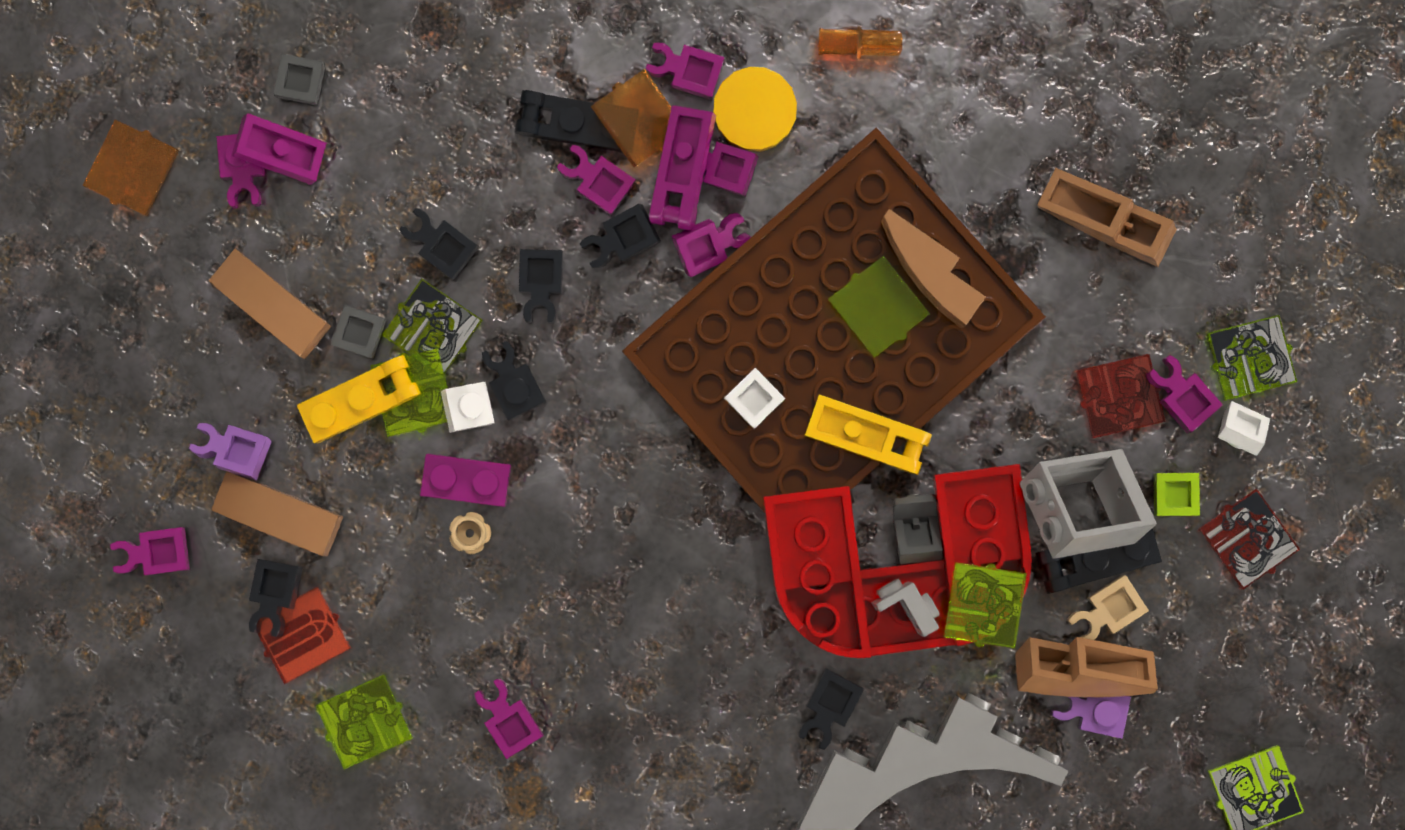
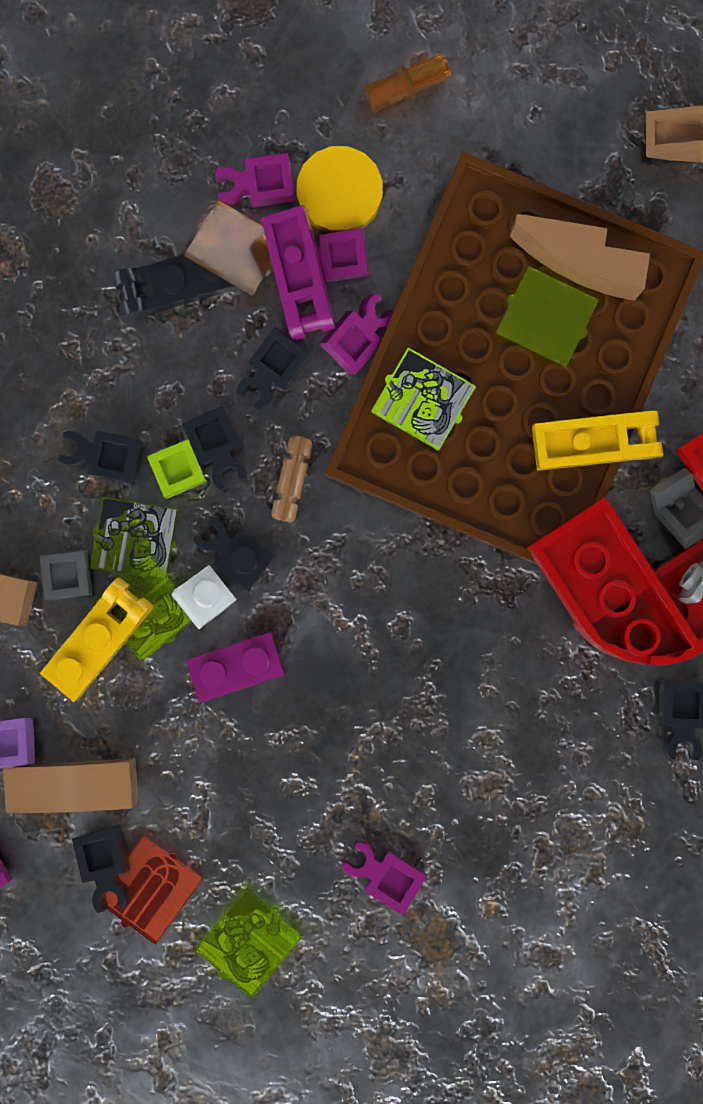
camera: 30 degrees left, 0 degrees up
(458, 533) = (257, 726): tan plate -> none
(497, 286) = (177, 469): none -> lime plate
(592, 341) = (291, 478): none -> medium nougat axle
(602, 183) = (230, 325): magenta plate -> none
(737, 327) = (423, 399): none -> piece
(754, 398) = (474, 457): white plate -> none

